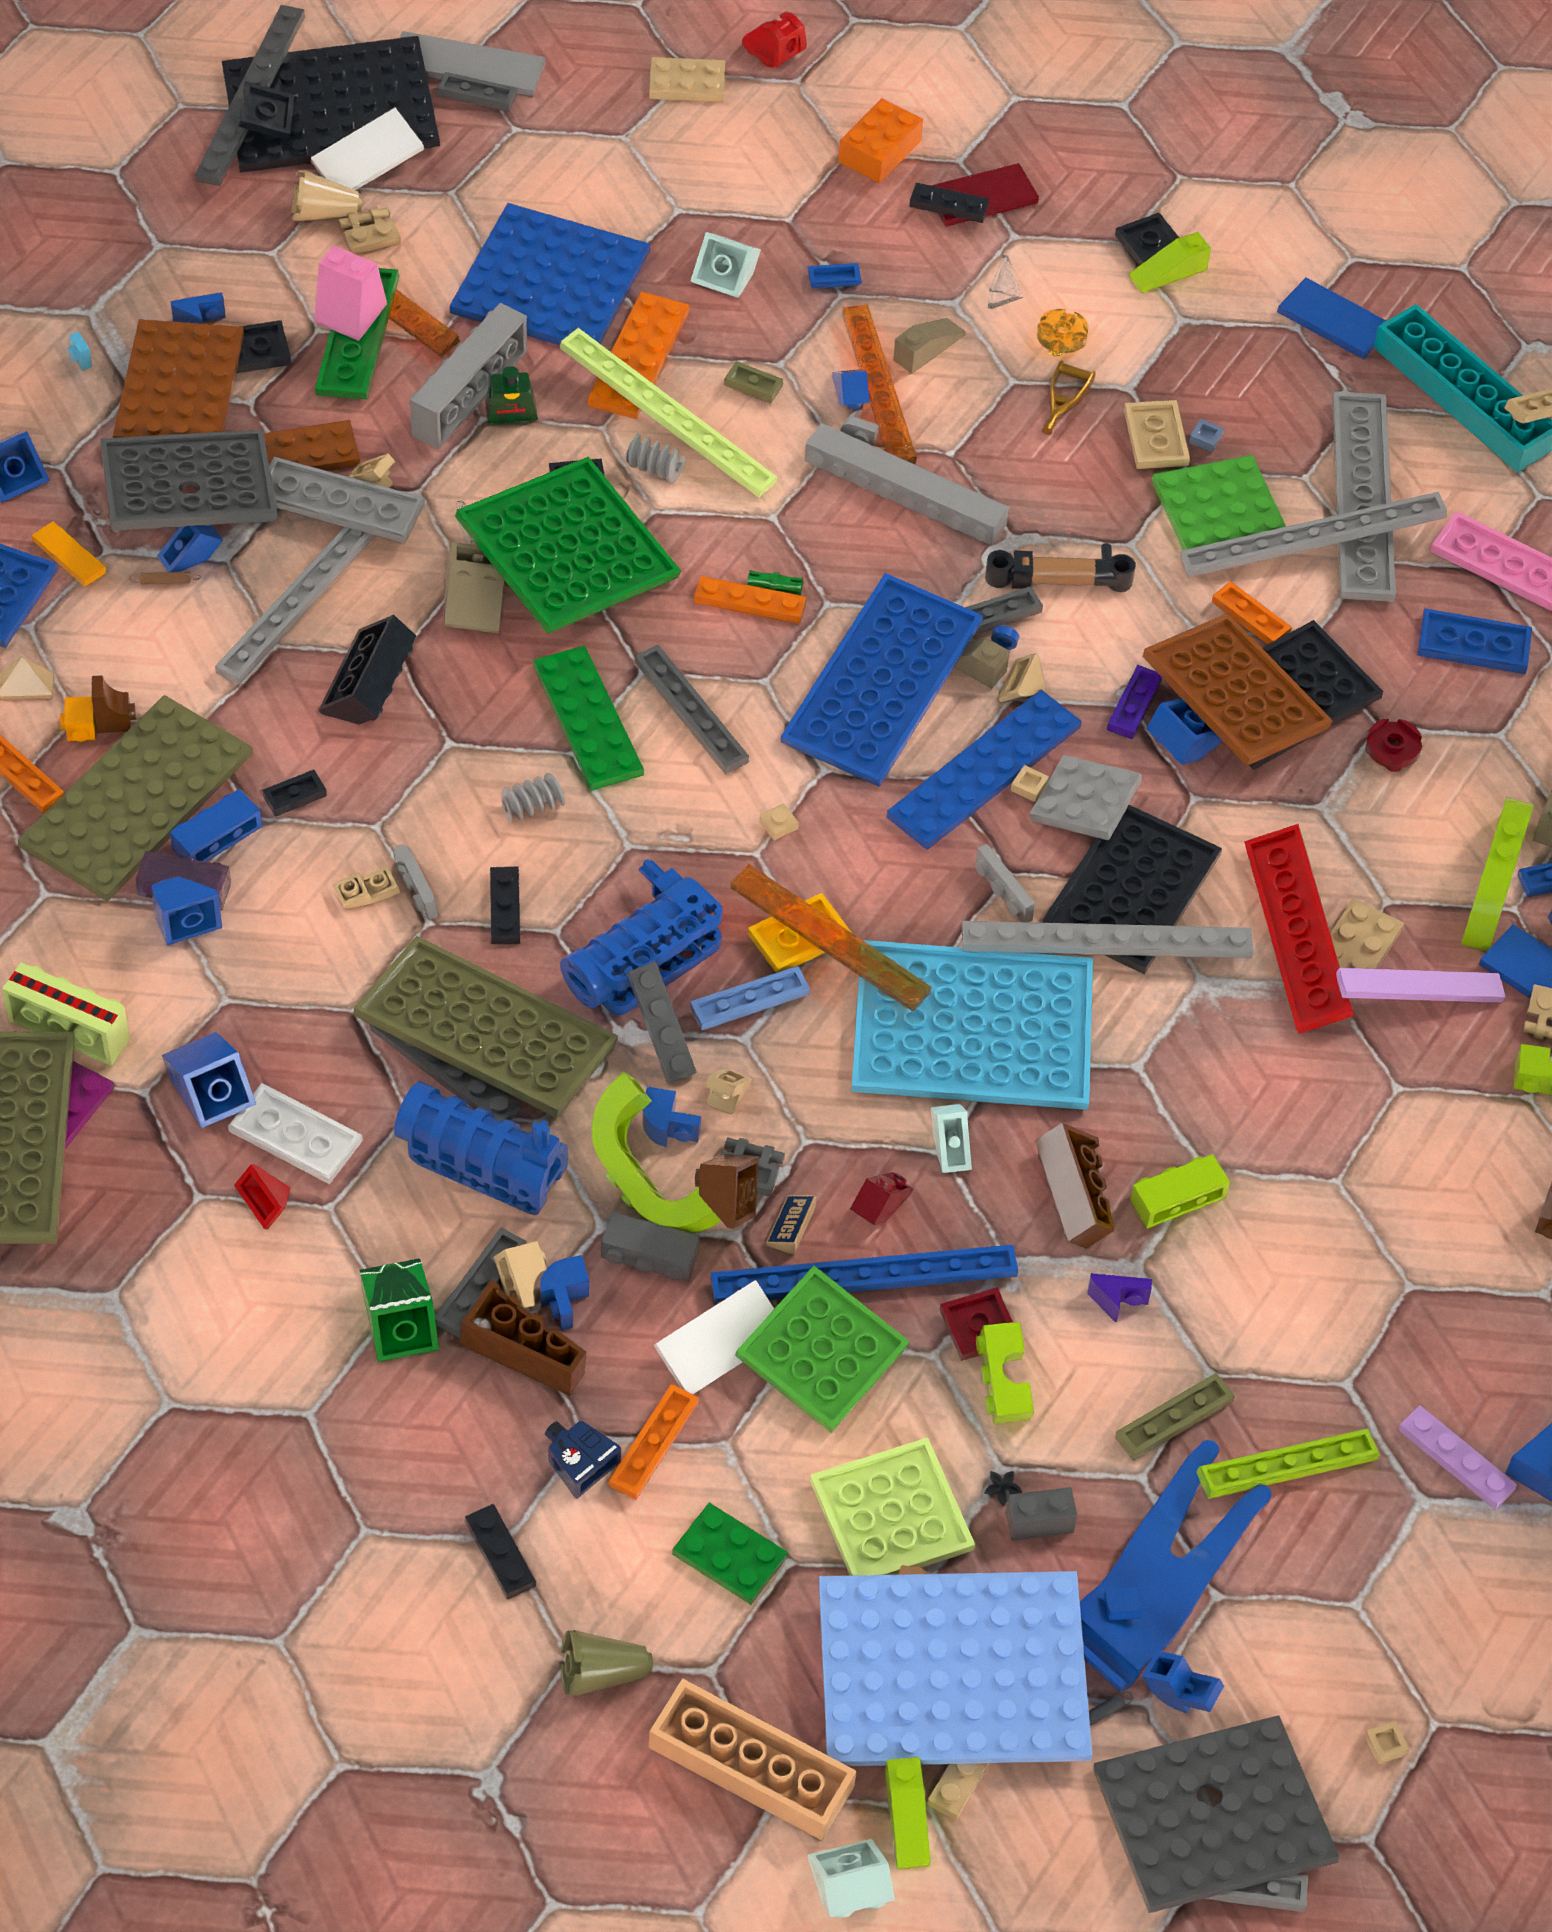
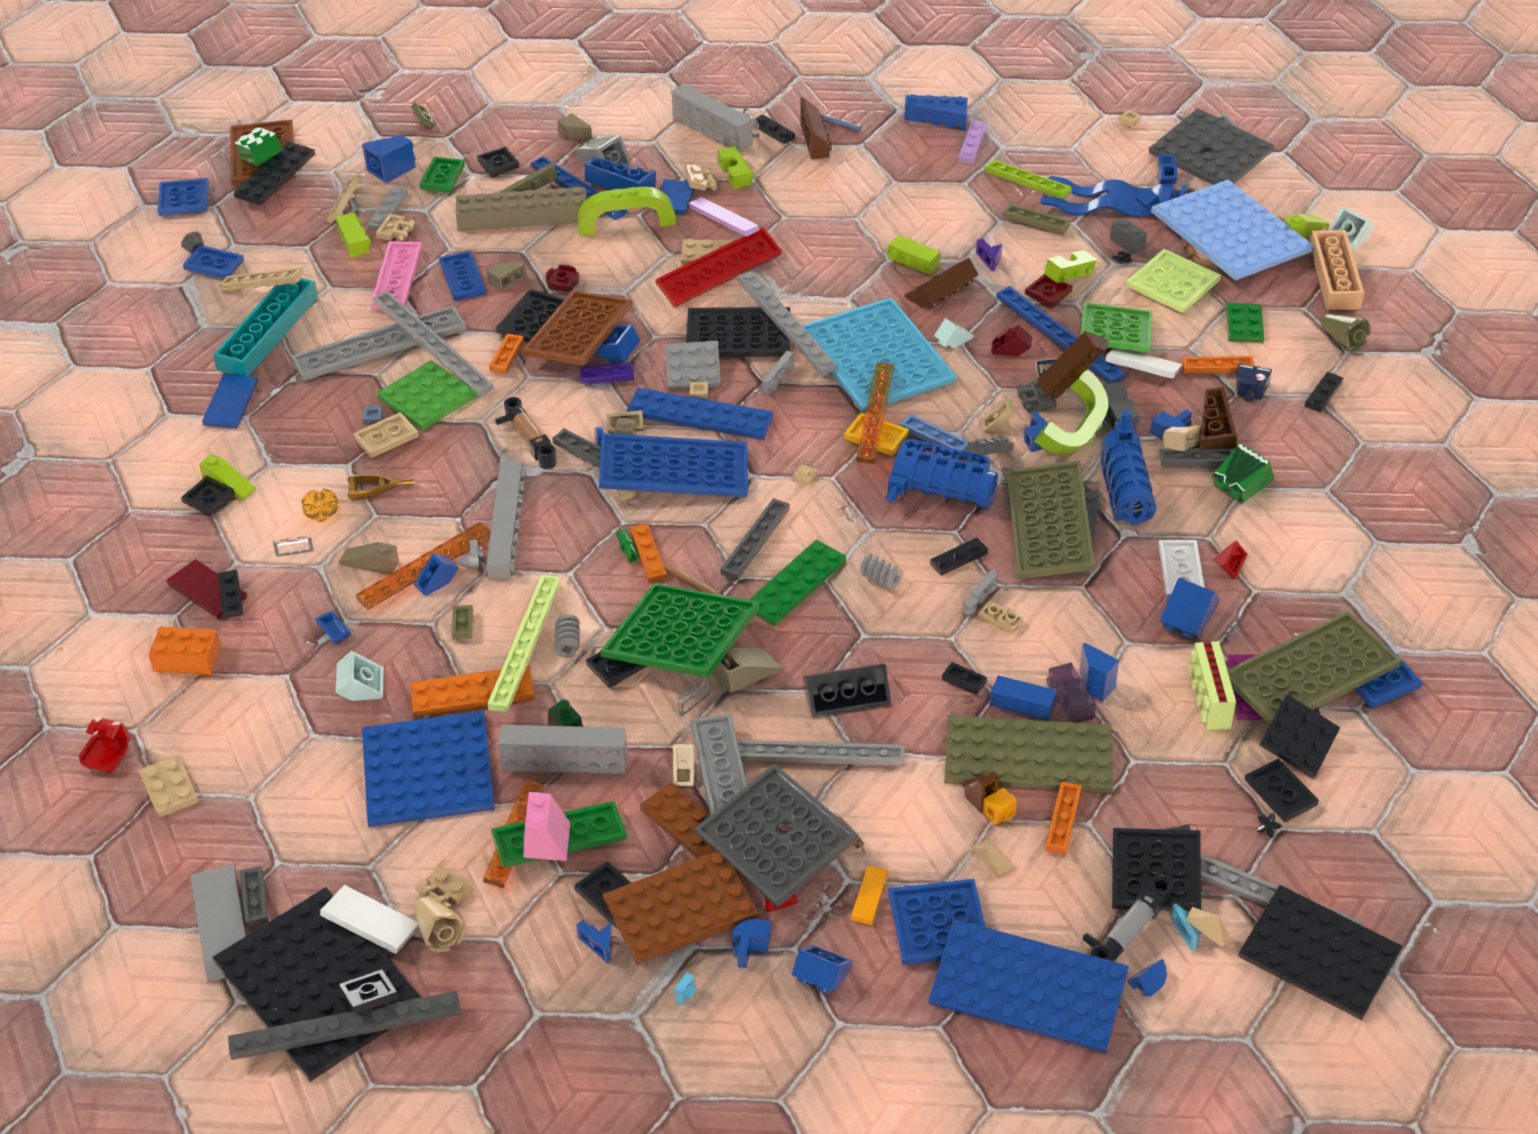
camera: 115 degrees left, 10 degrees down
(91, 425) = (750, 935): none -> blue brick
(660, 620) = (688, 579): none -> medium nougat bar
(1436, 677) = (505, 274): none -> dark tan slope

